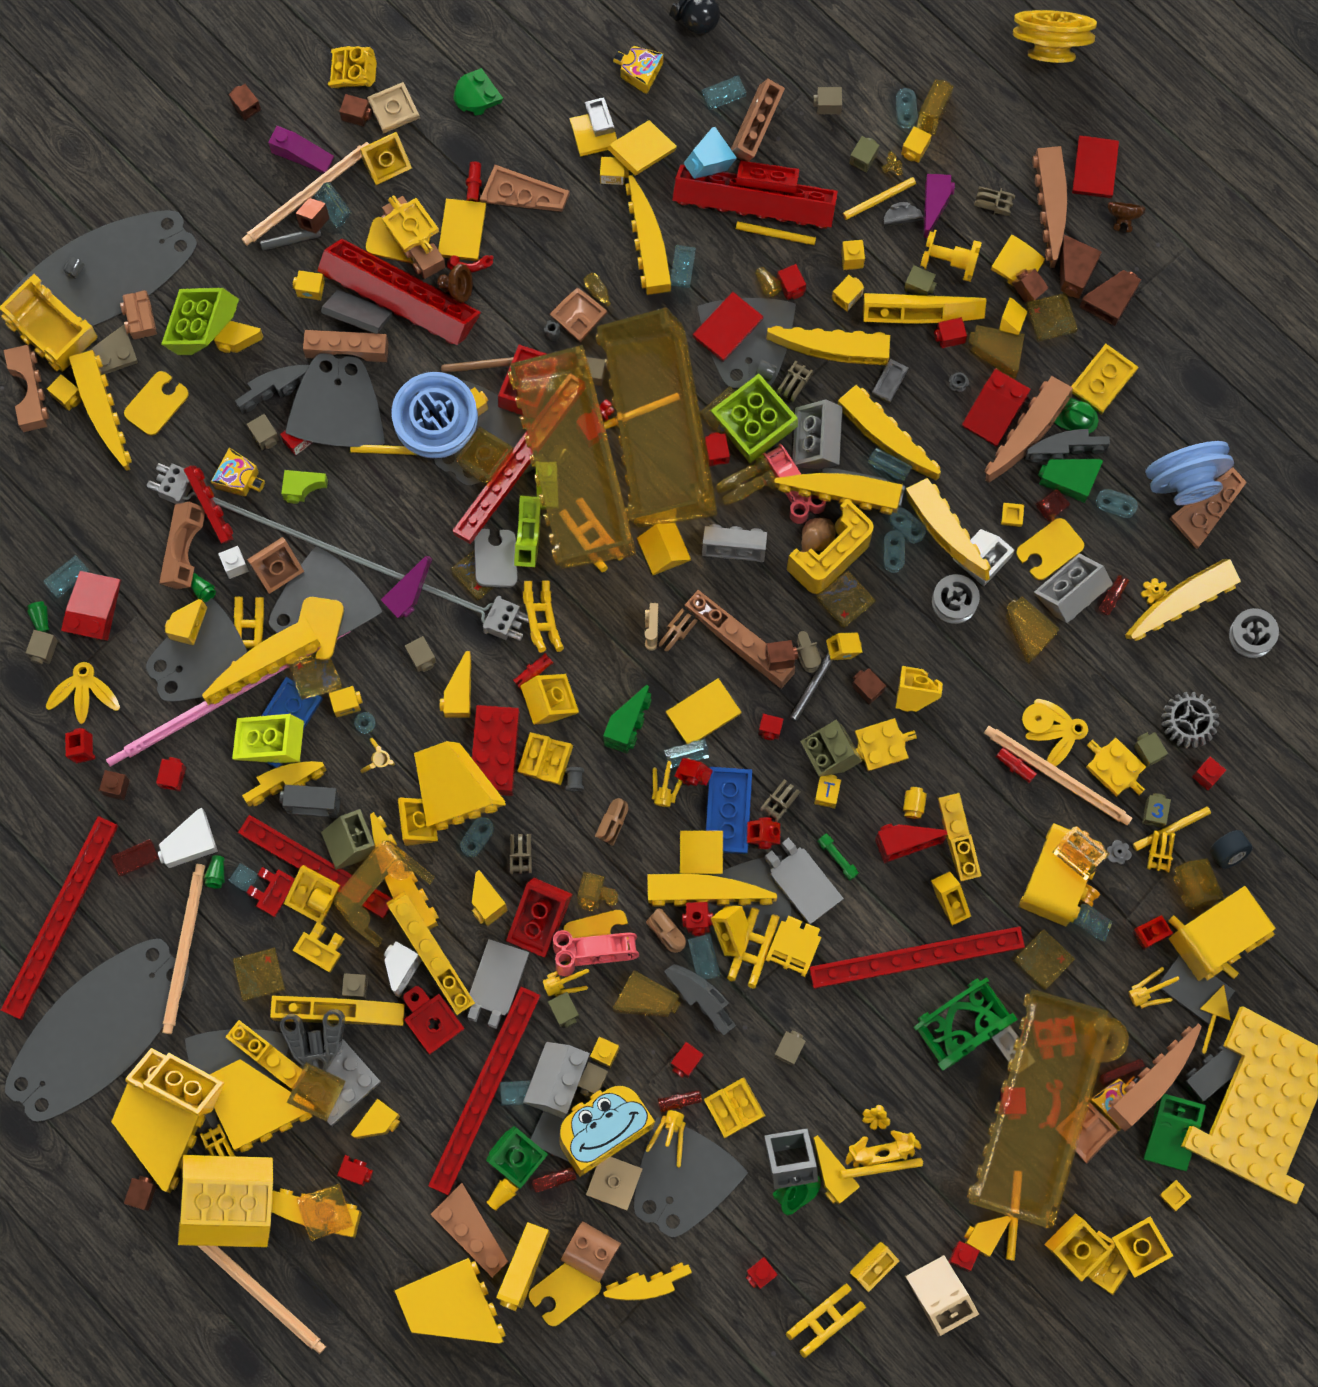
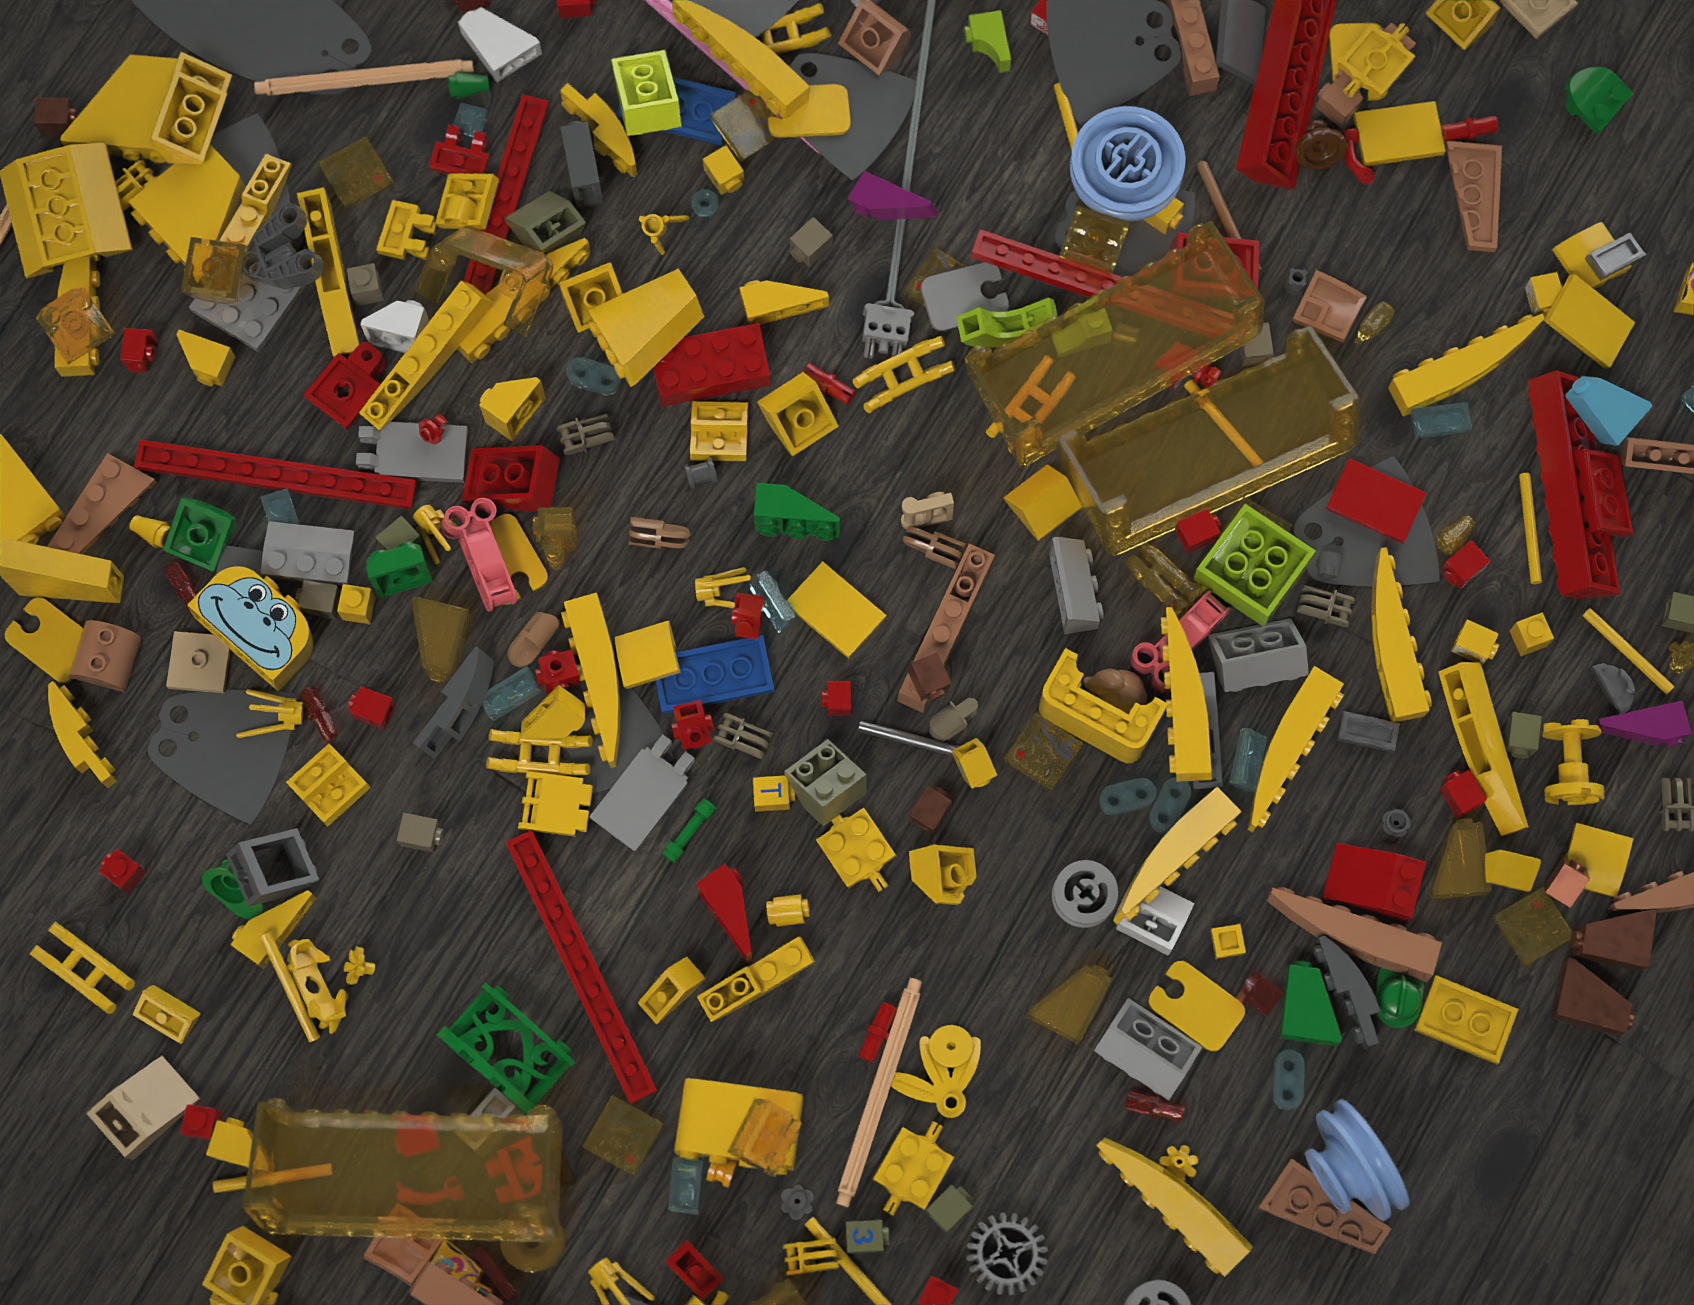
camera: 75 degrees right, 0 degrees up
(487, 964) = (432, 430): none -> red plate
(589, 1012) = (398, 569): none -> green slope

